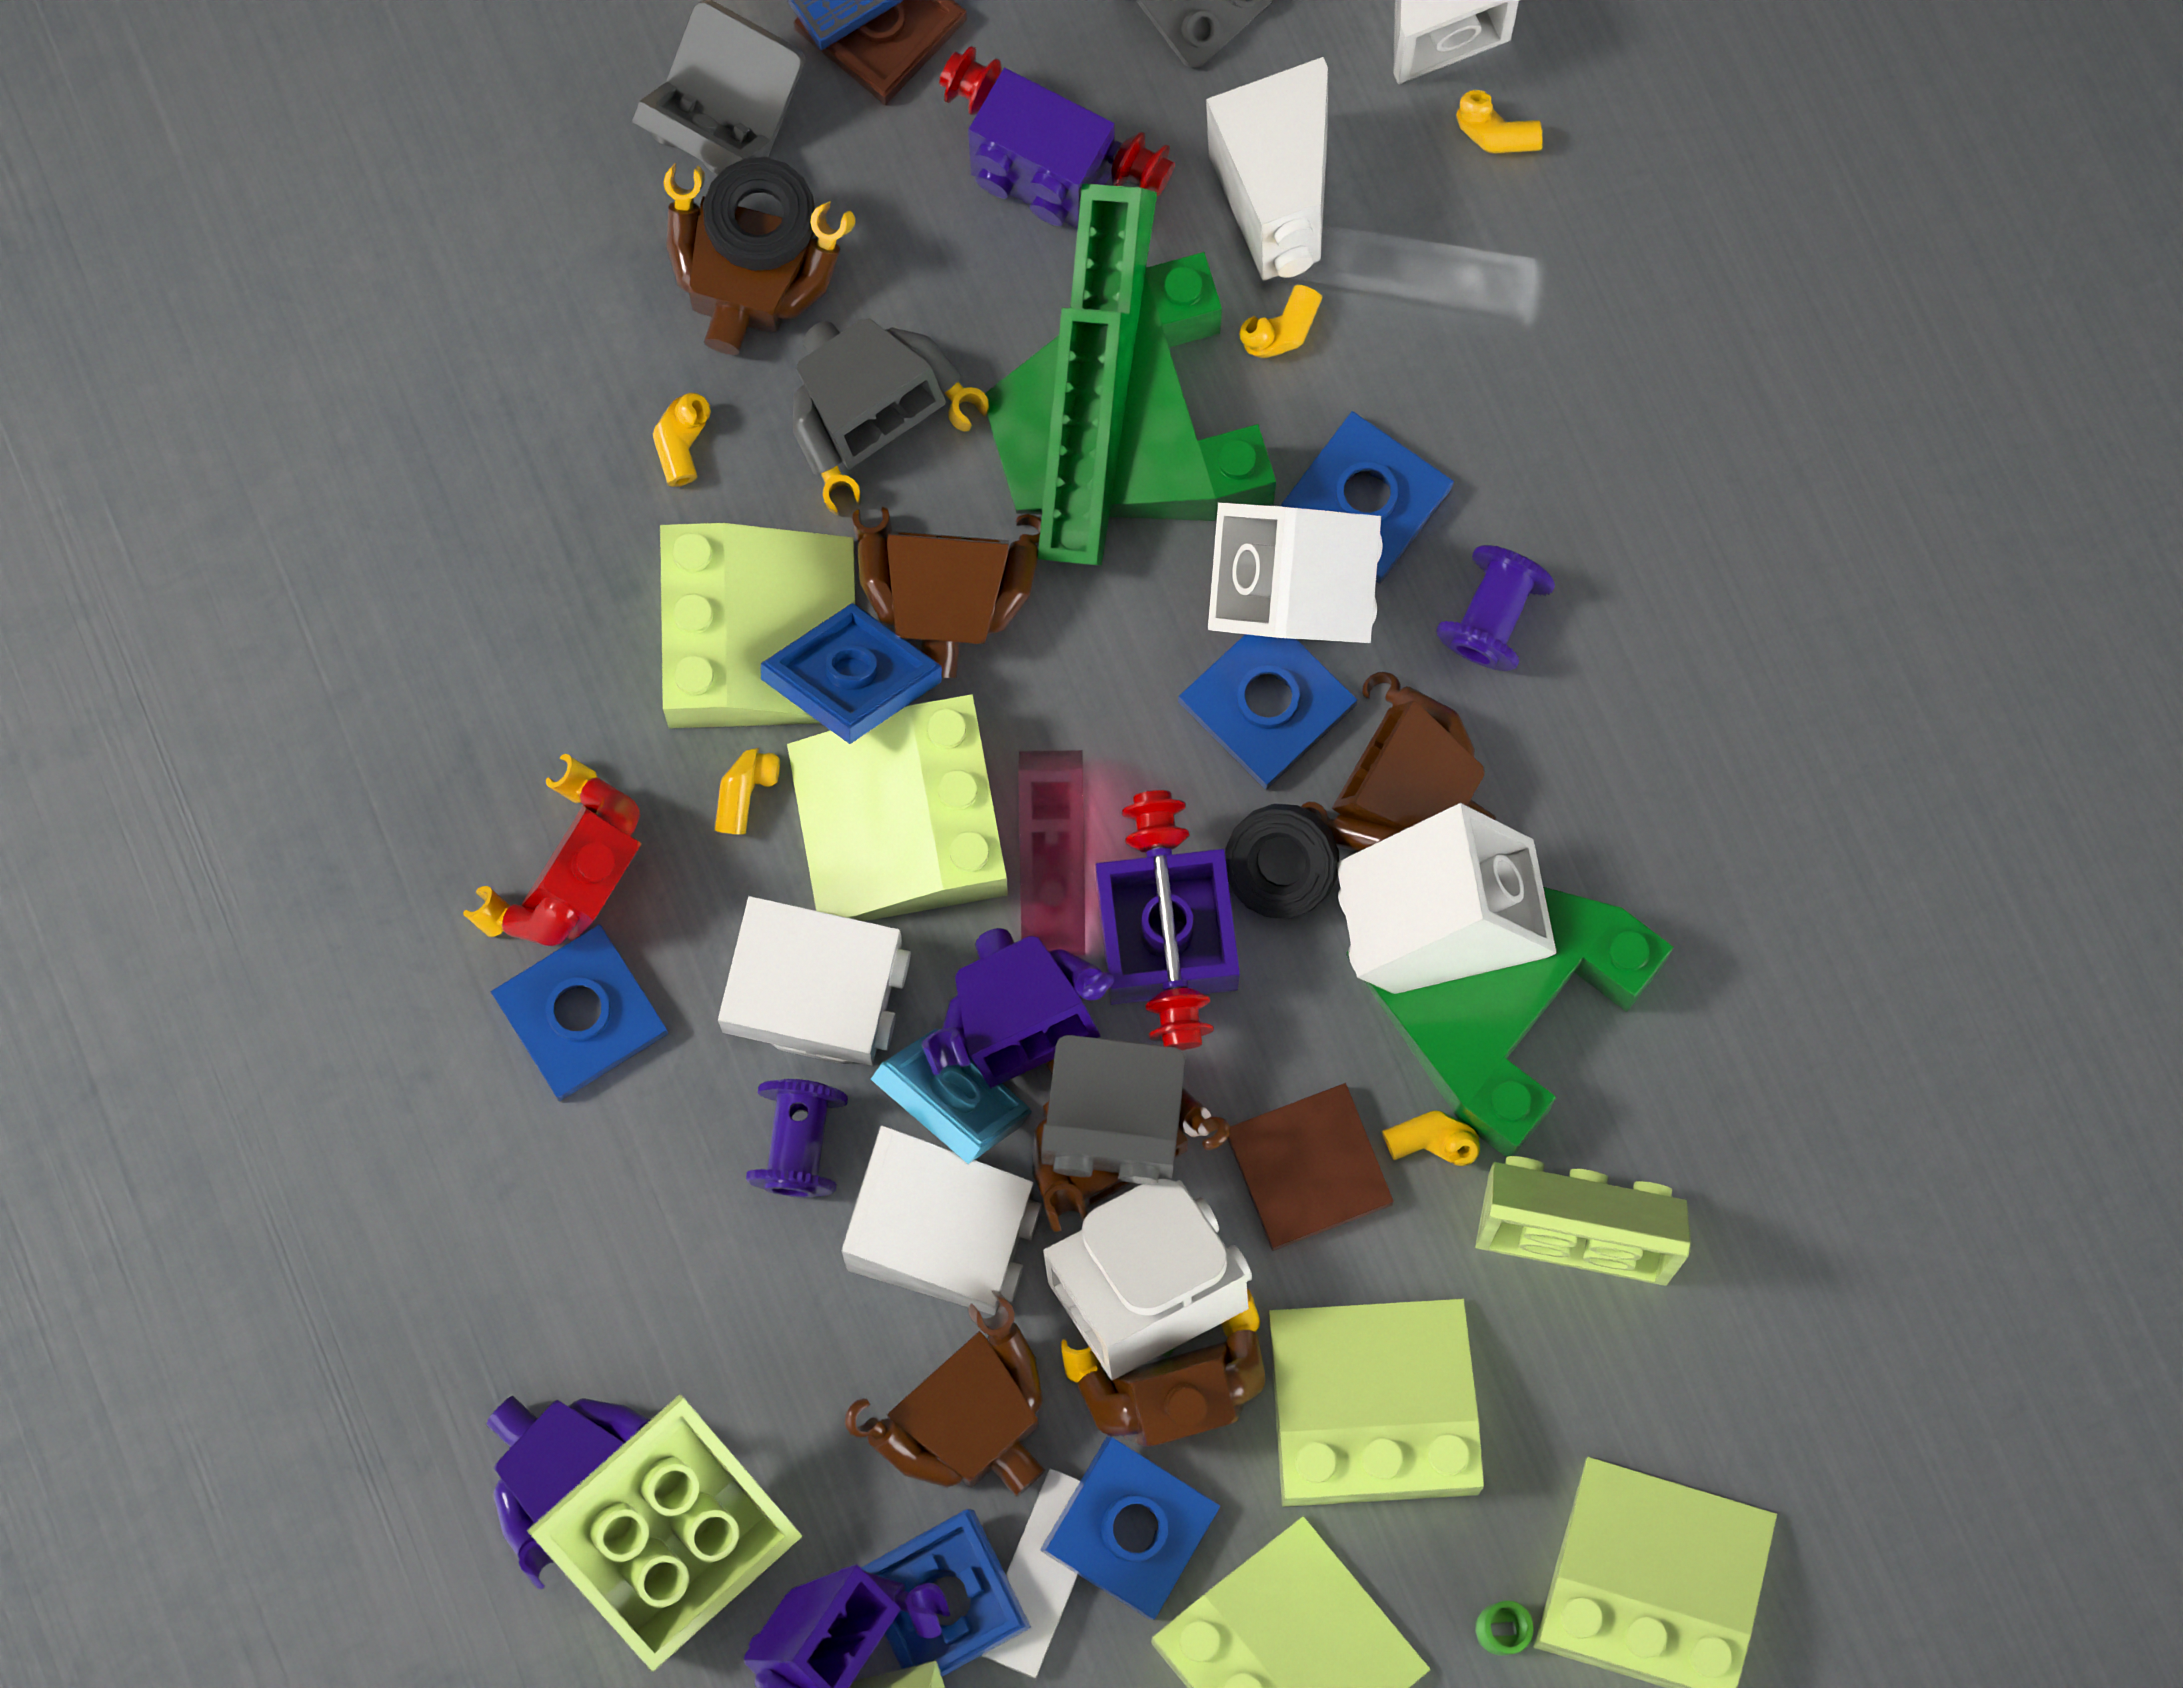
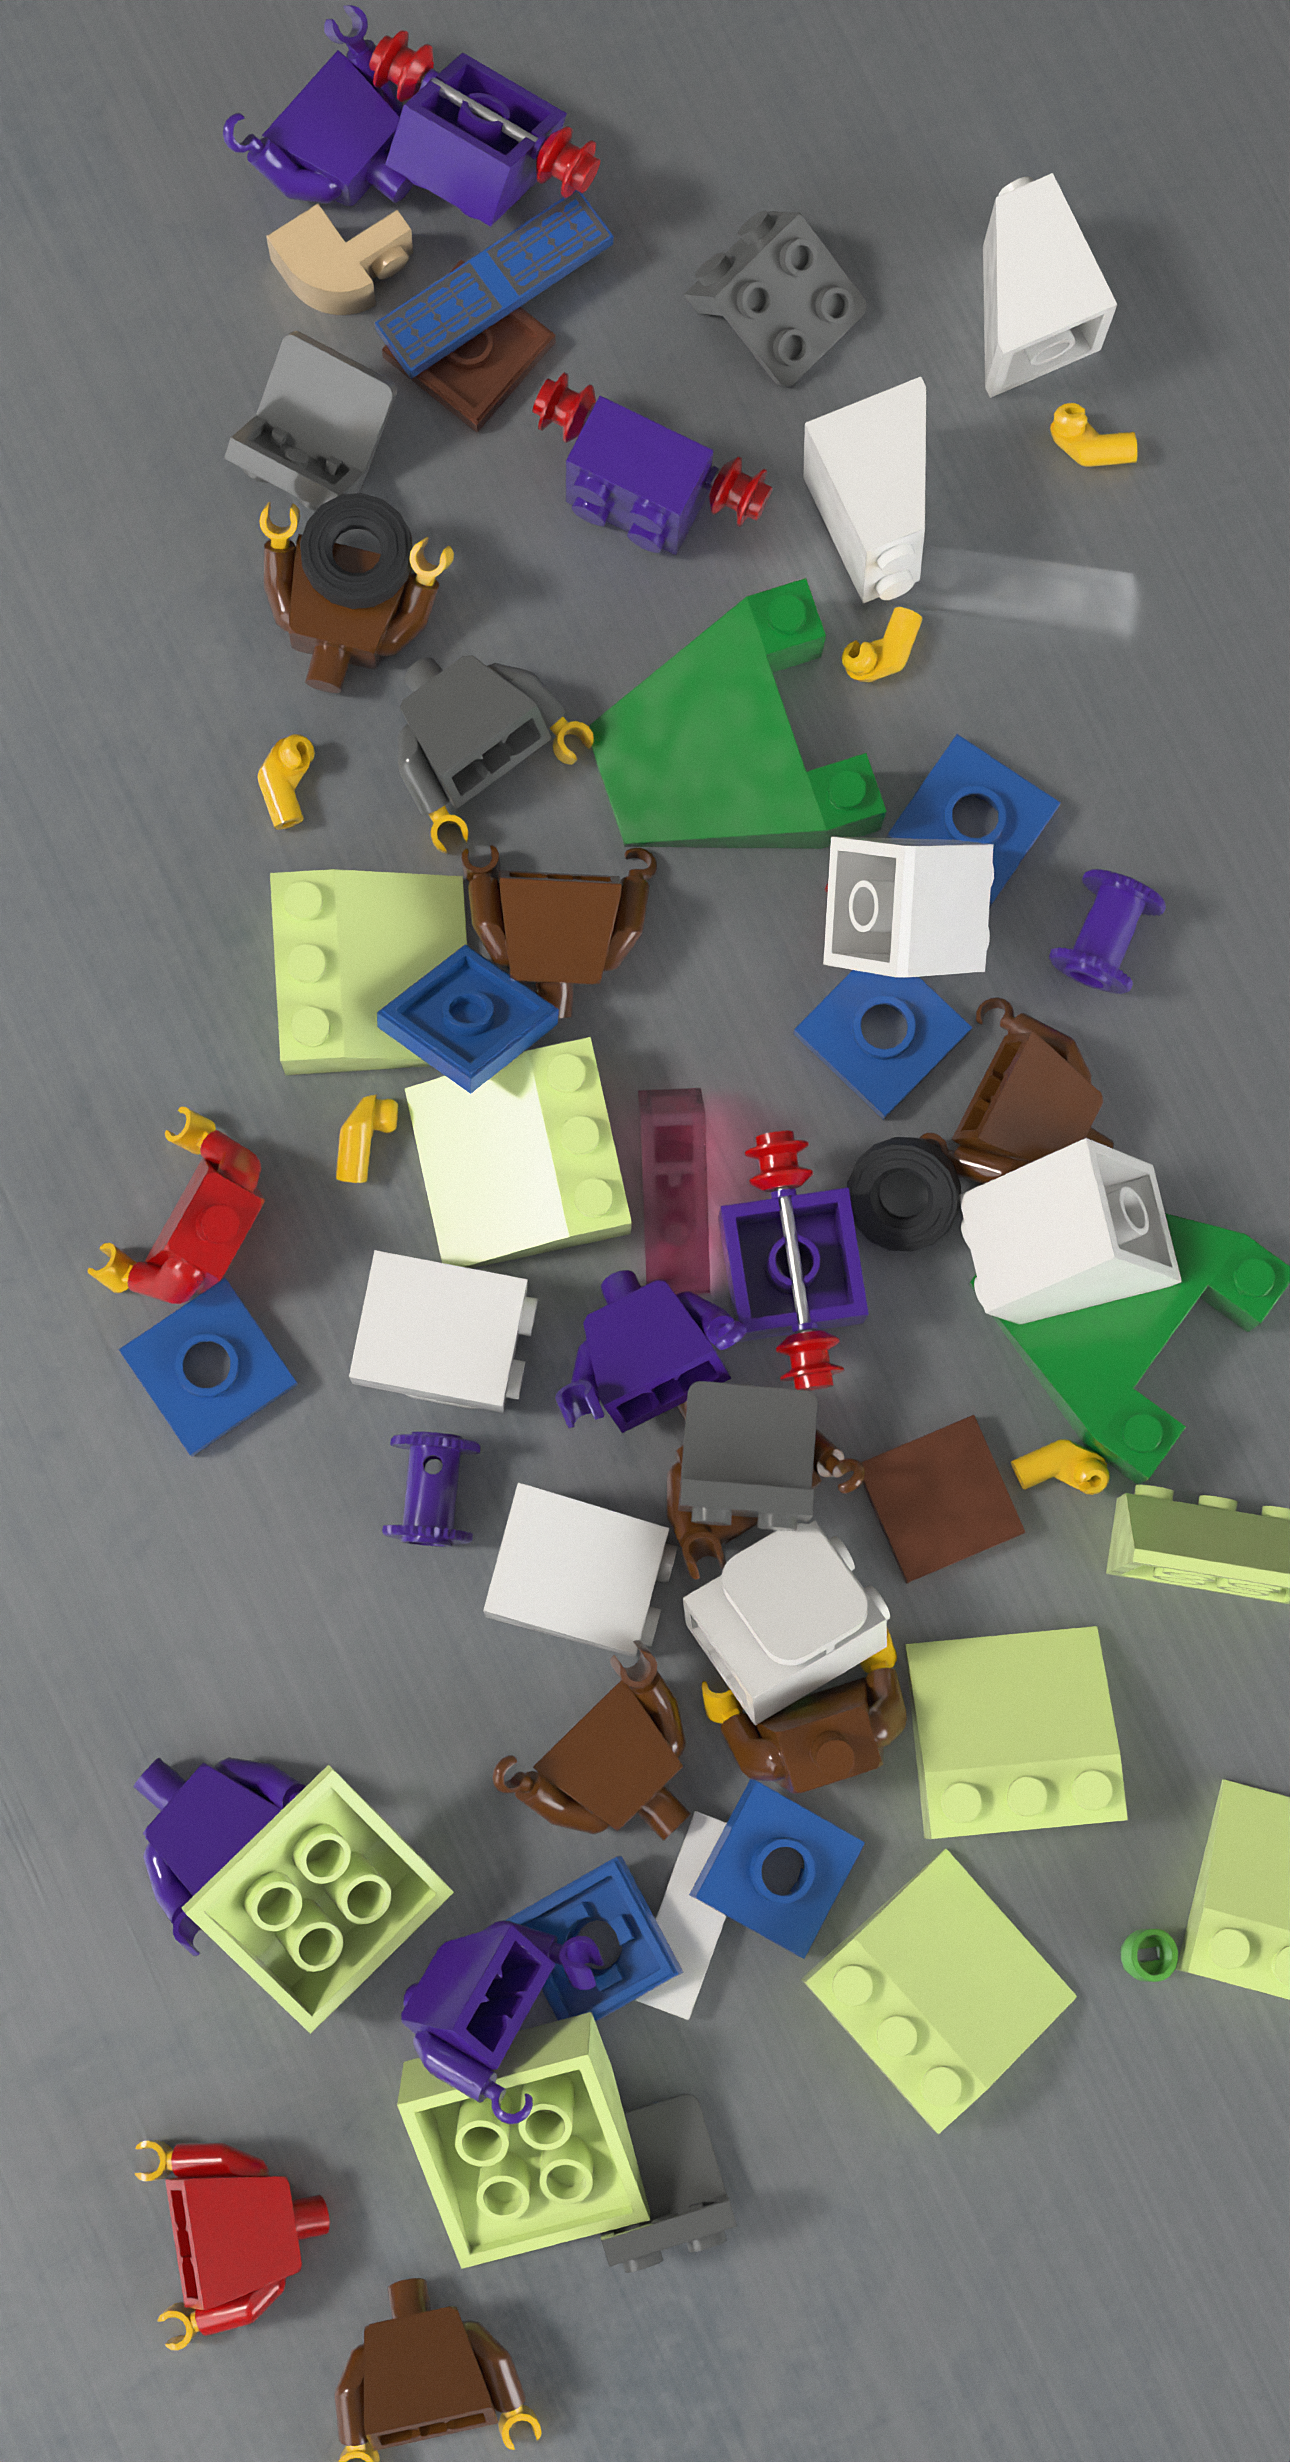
camera: 10 degrees left, 5 degrees up
(953, 1104) = (591, 1456): medium azure tile -> none
(1094, 370) = (700, 702): green slope -> none

